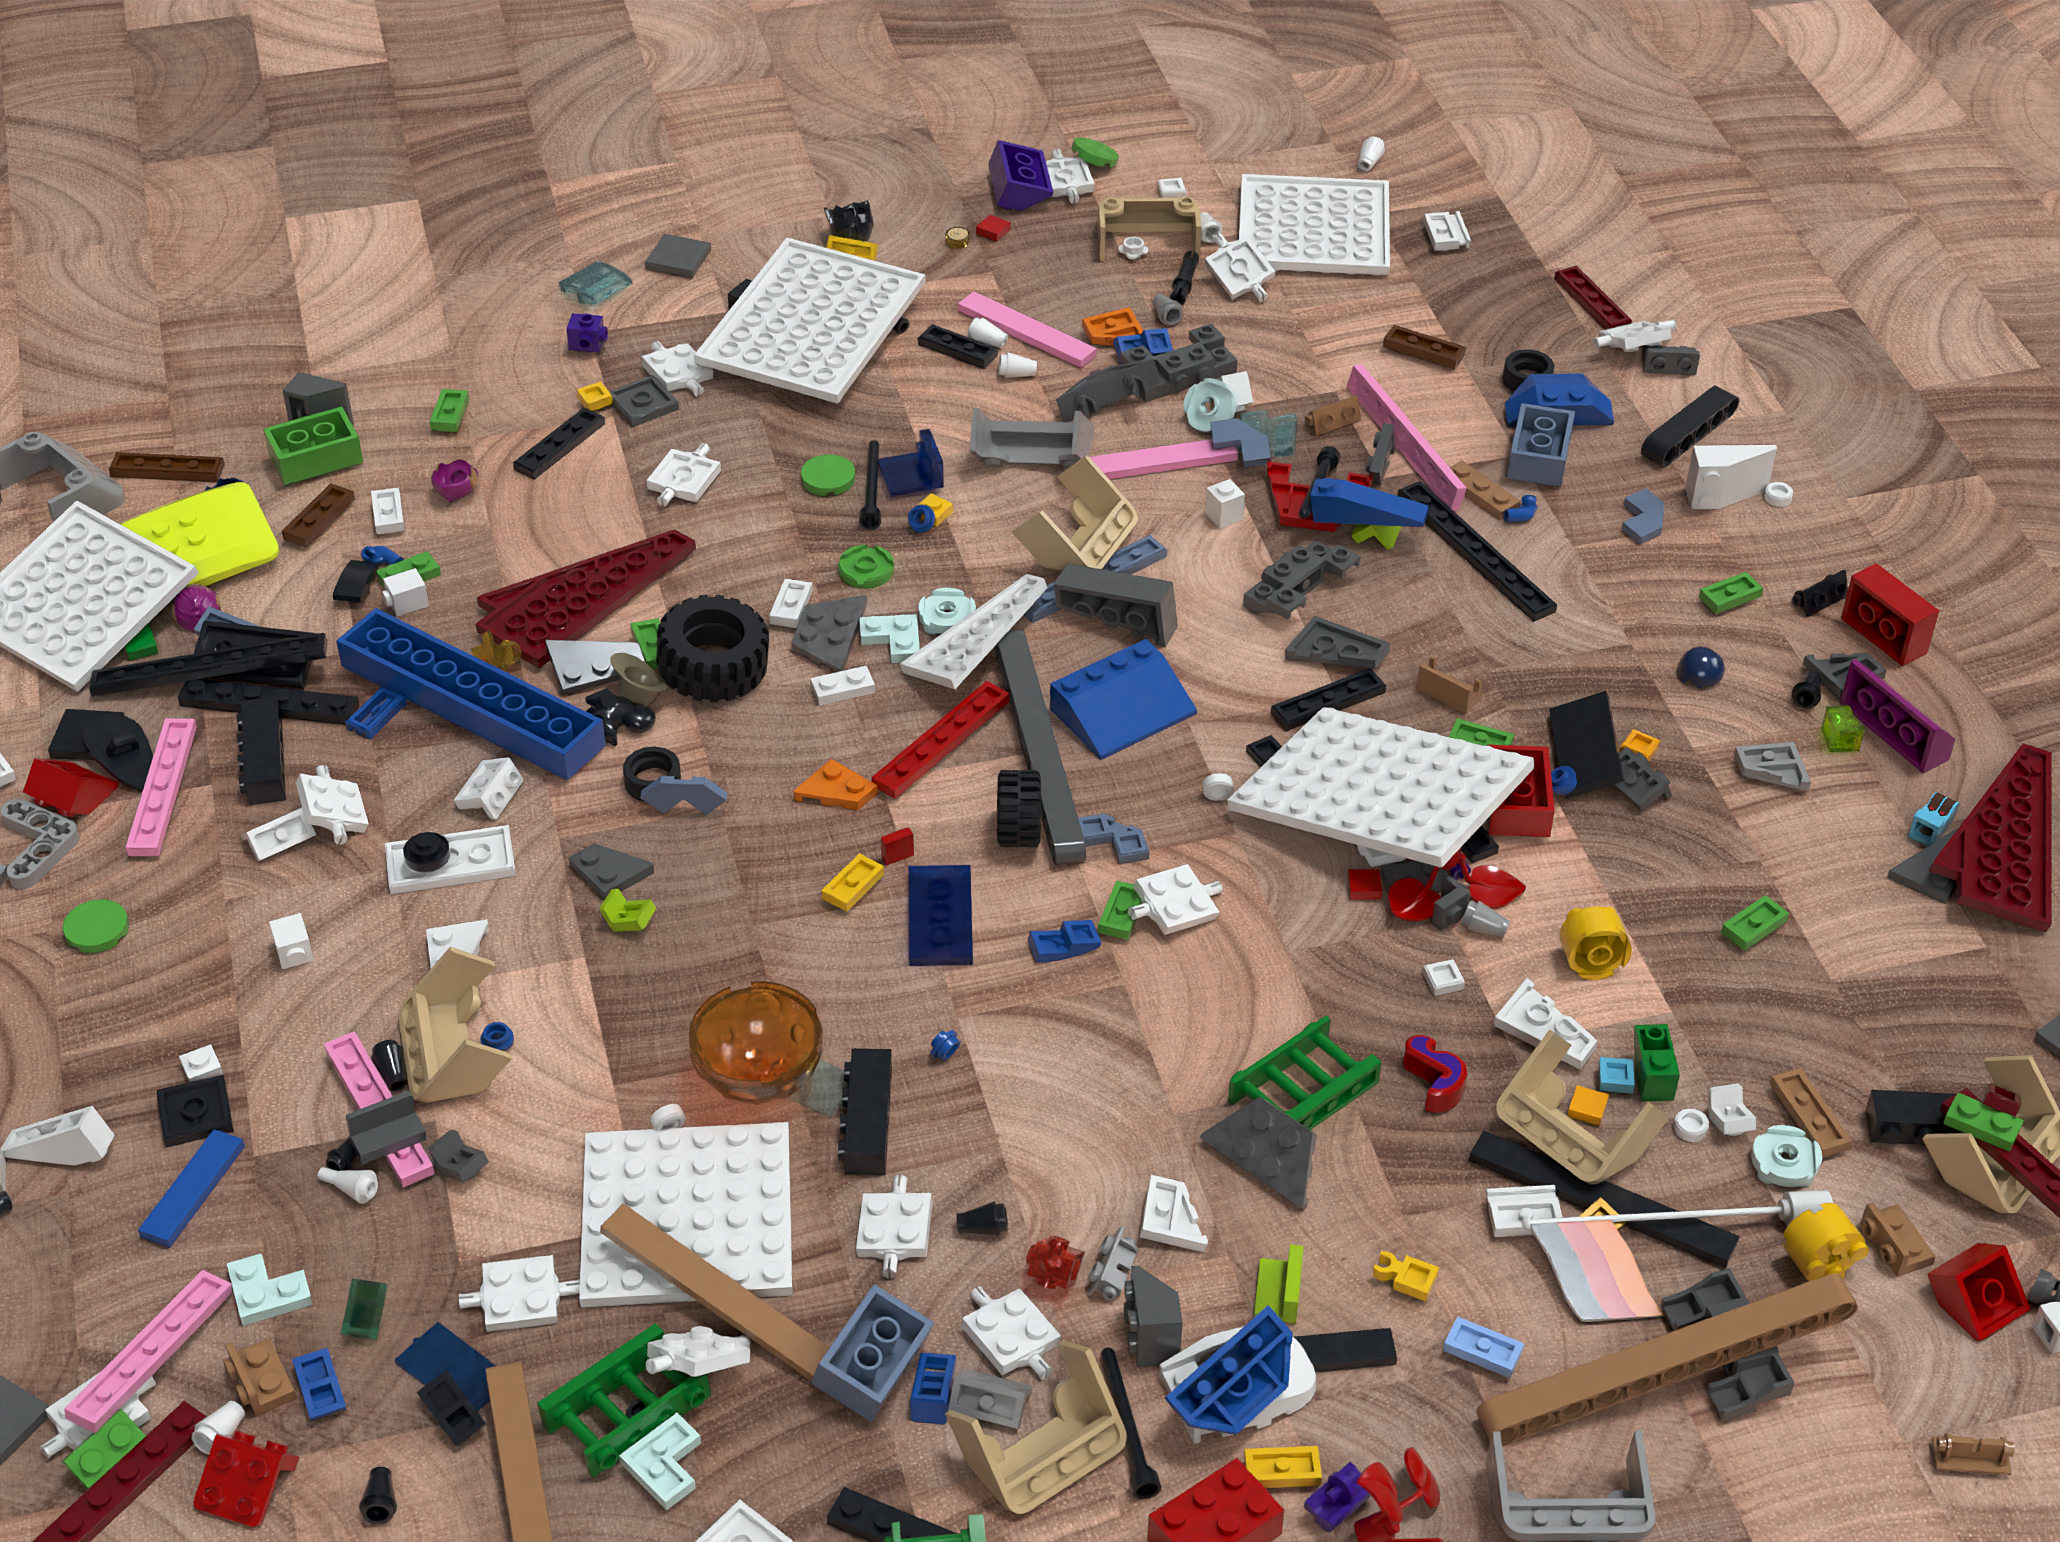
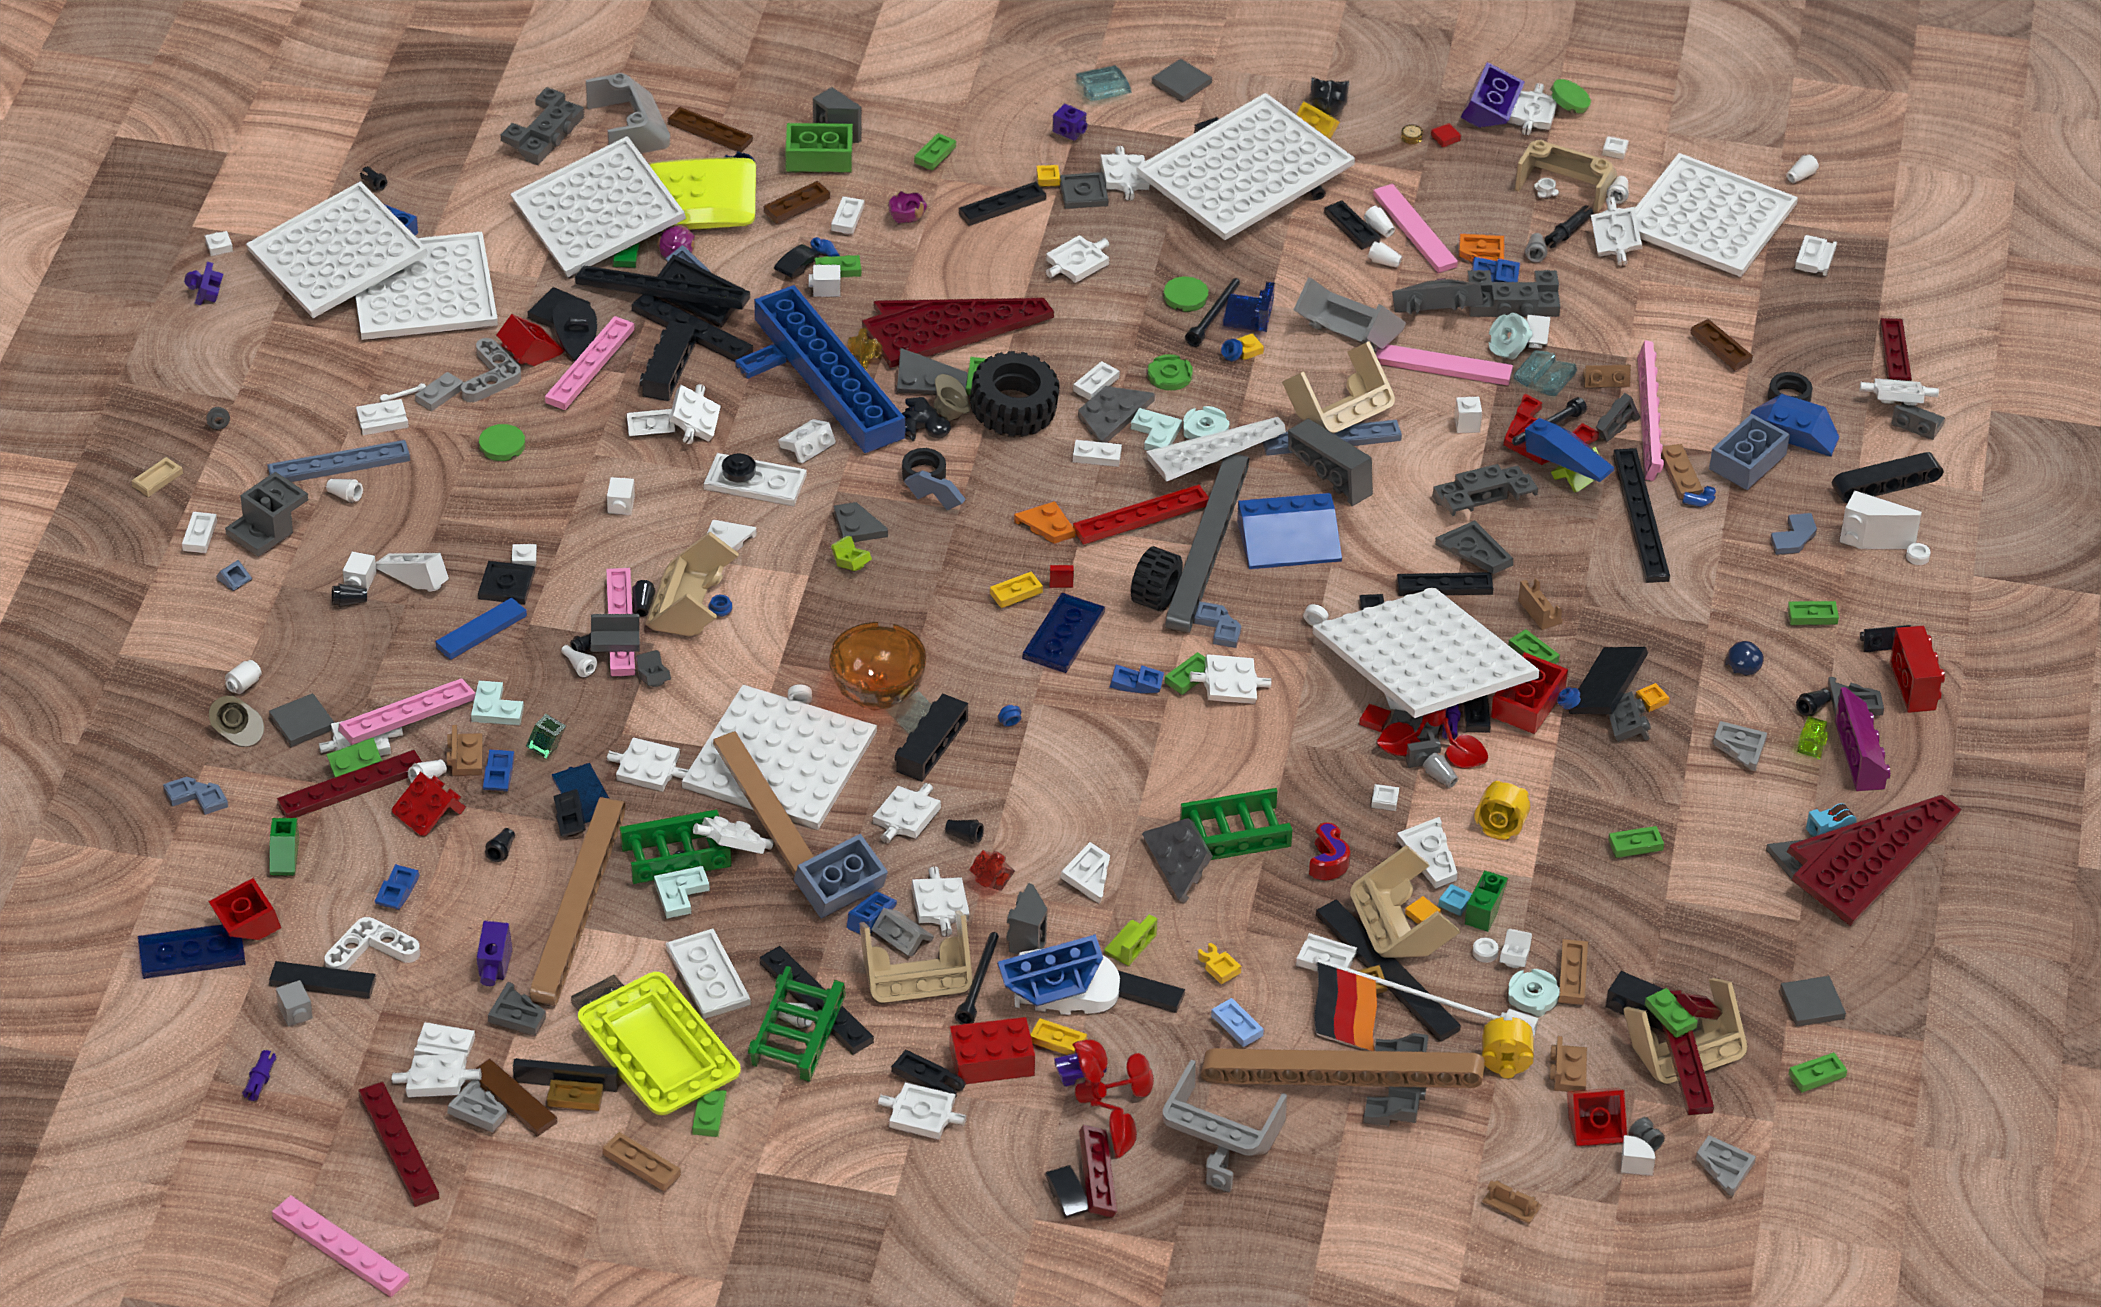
camera: 25 degrees right, 0 degrees up
(1104, 1274) = (1037, 877): light grey hinge -> none
(1236, 433) = (1513, 363): sand blue tile -> none

